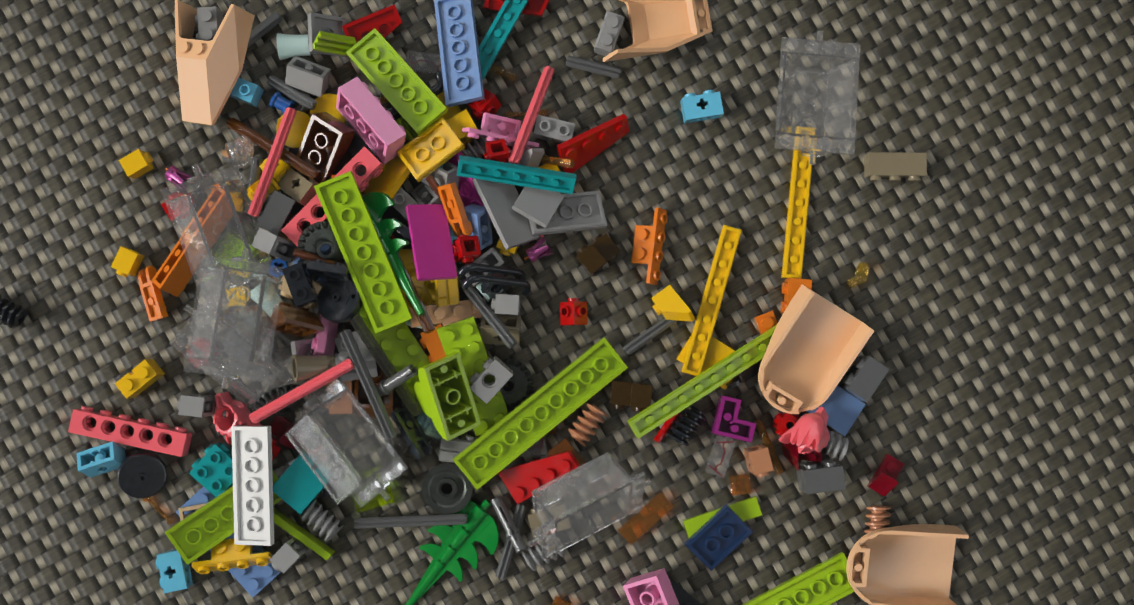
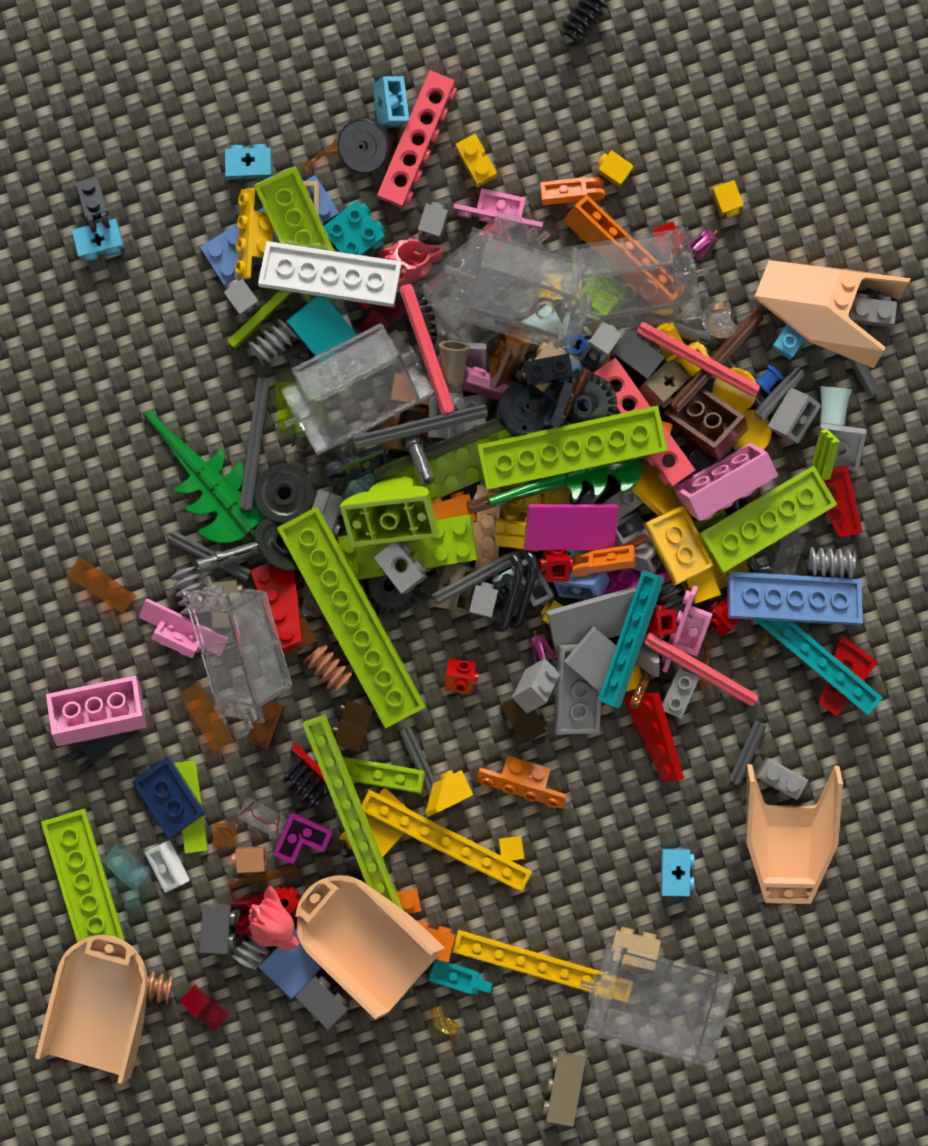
camera: 105 degrees right, 0 degrees up
(173, 358) = (494, 203): none -> bright pink bracket
(423, 23) = (831, 562): none -> light grey piece
(492, 490) = (273, 545): none -> pearl dark grey gear
(570, 247) = (535, 685): none -> light grey brick
(577, 561) = (173, 628): none -> bright pink bracket
(636, 465) = (263, 732): none -> reddish brown brick
(666, 361) = (385, 775): none -> lime tile
(706, 245) = (511, 848): none -> yellow tile
(766, 129) = (645, 943): none -> tan brick
(775, 527) = (167, 866): none -> white slope
(783, 561) = (126, 867): none -> clear light blue slope
(822, 268) = (458, 977): none -> teal hinge

